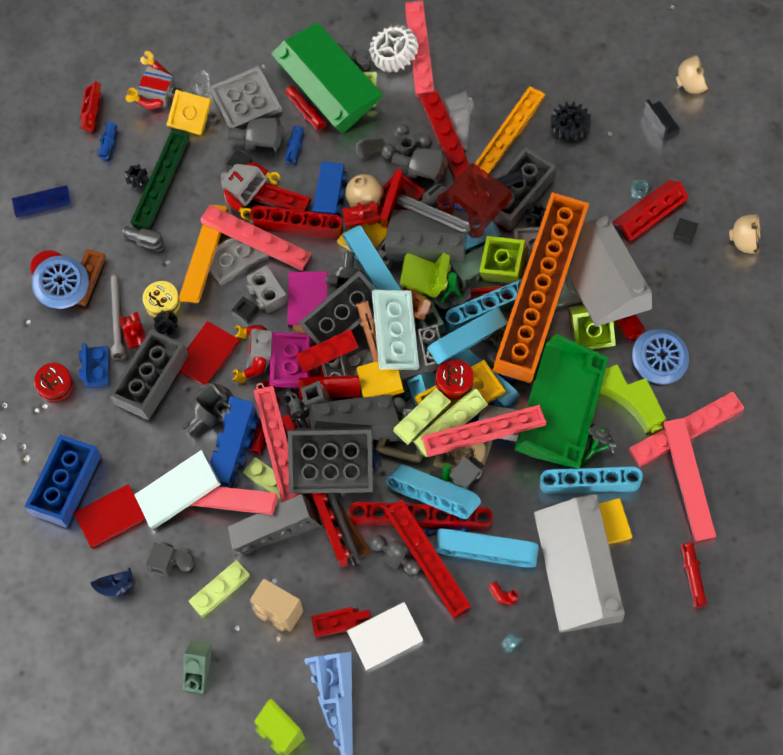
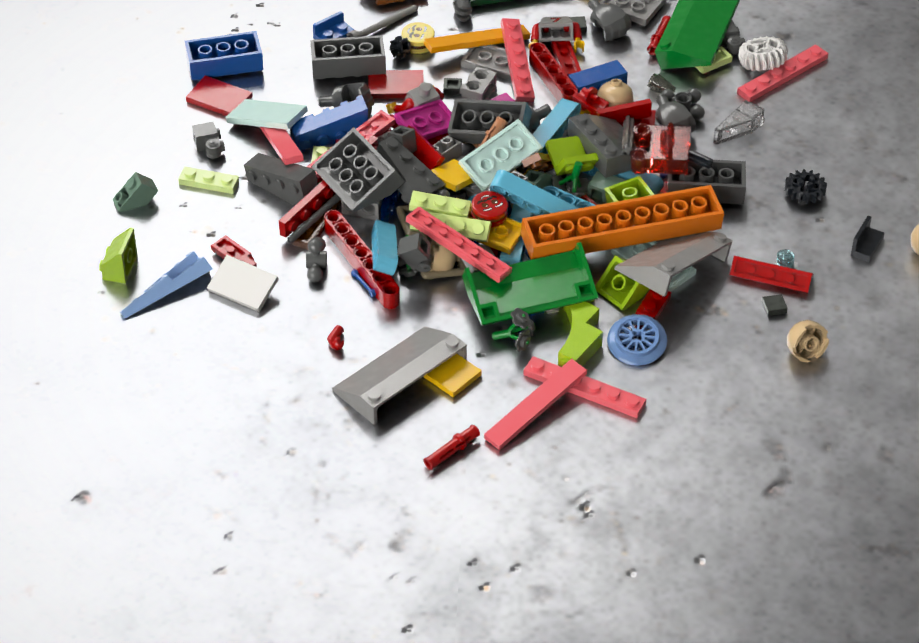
camera: 50 degrees right, 20 degrees down
(53, 382) = (299, 16): red head -> none
(113, 584) = (164, 121): dark blue hat -> none
(133, 330) = (379, 28): red hips -> none
(276, 605) = (215, 208): tan brick -> none
(294, 144) = (621, 44): blue pin -> none
(327, 351) = (449, 130): red plate -> none
(427, 558) = (325, 274): red plate -> none
(445, 133) = (704, 135): red plate -> none
(486, 548) = (367, 309): medium azure beam -> none
(510, 130) = (766, 158): light orange tile -> none
(511, 642) = (301, 357): clear light blue bush -> none
(599, 474) = (481, 344): medium azure beam -> none

